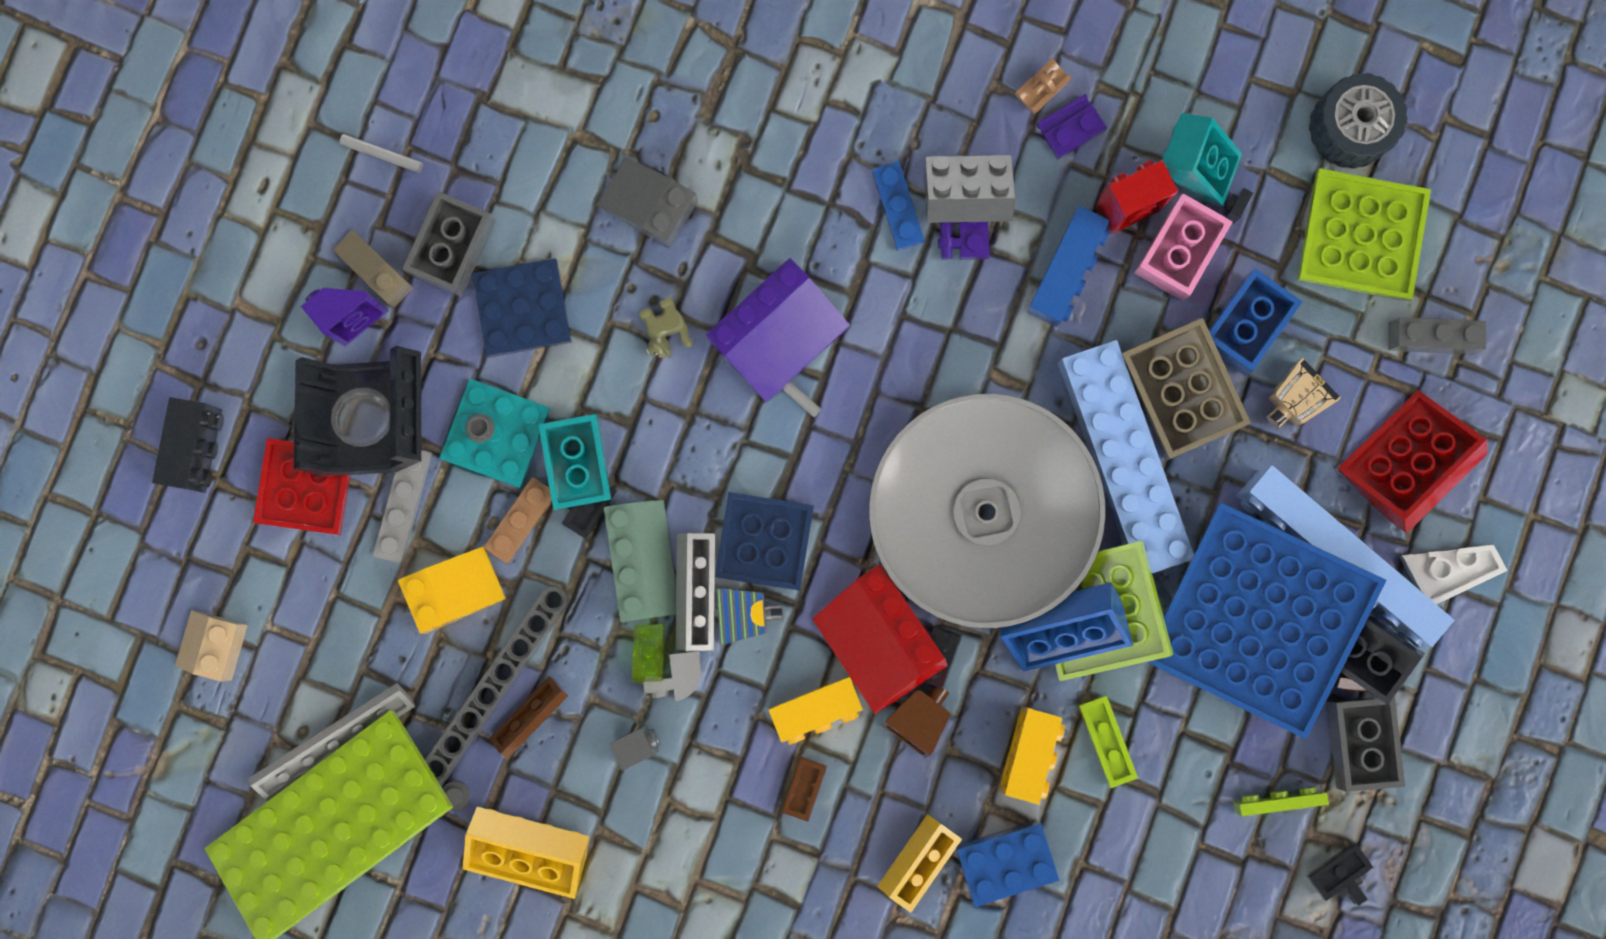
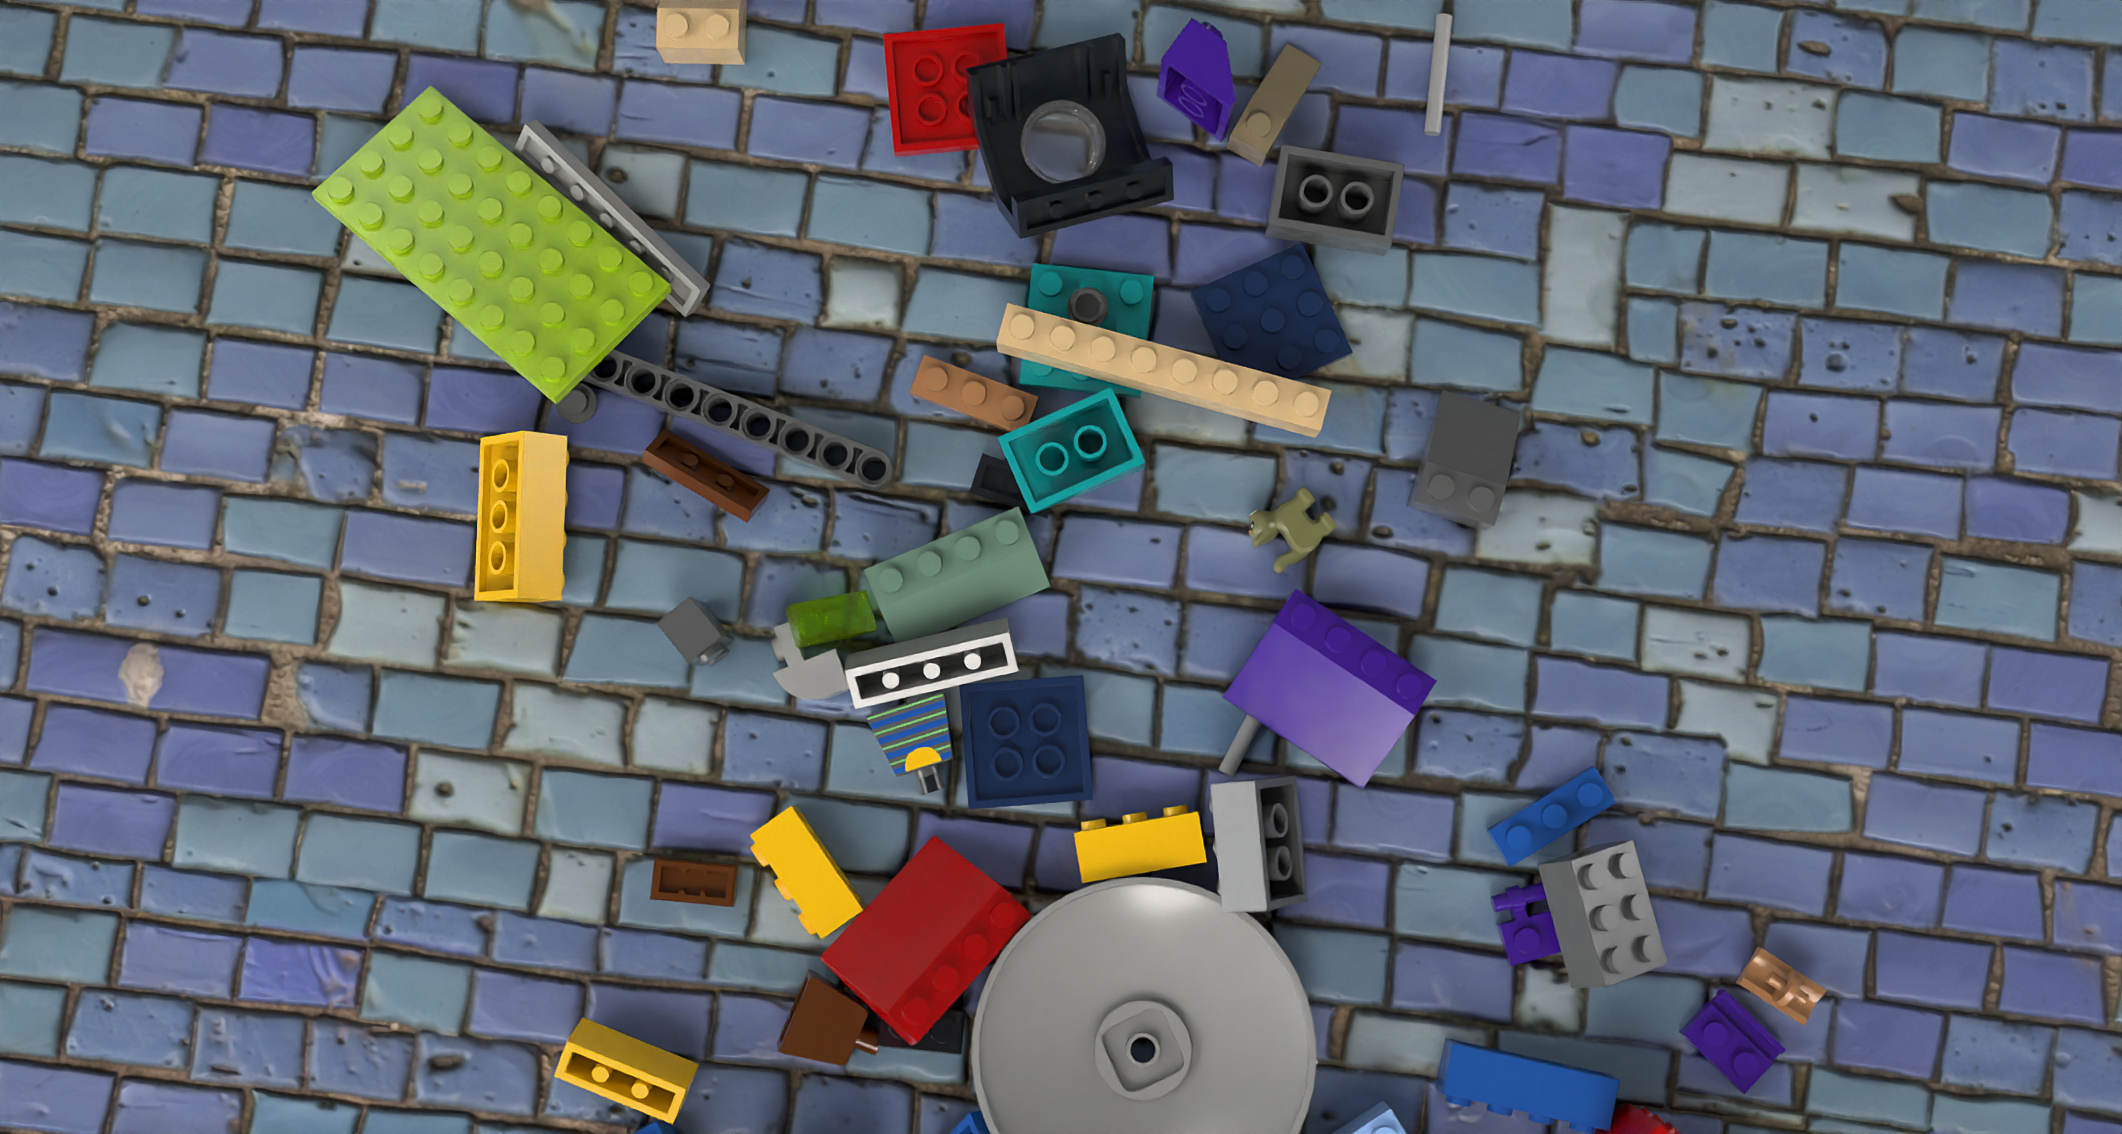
camera: 75 degrees right, 0 degrees up
(401, 510) = (948, 231): light grey plate -> none
(451, 590) = (855, 326): yellow slope -> none
(536, 387) = (1163, 370): none -> tan brick
(850, 481) = (1139, 844): none -> yellow brick
(868, 401) = (1258, 844): none -> brick

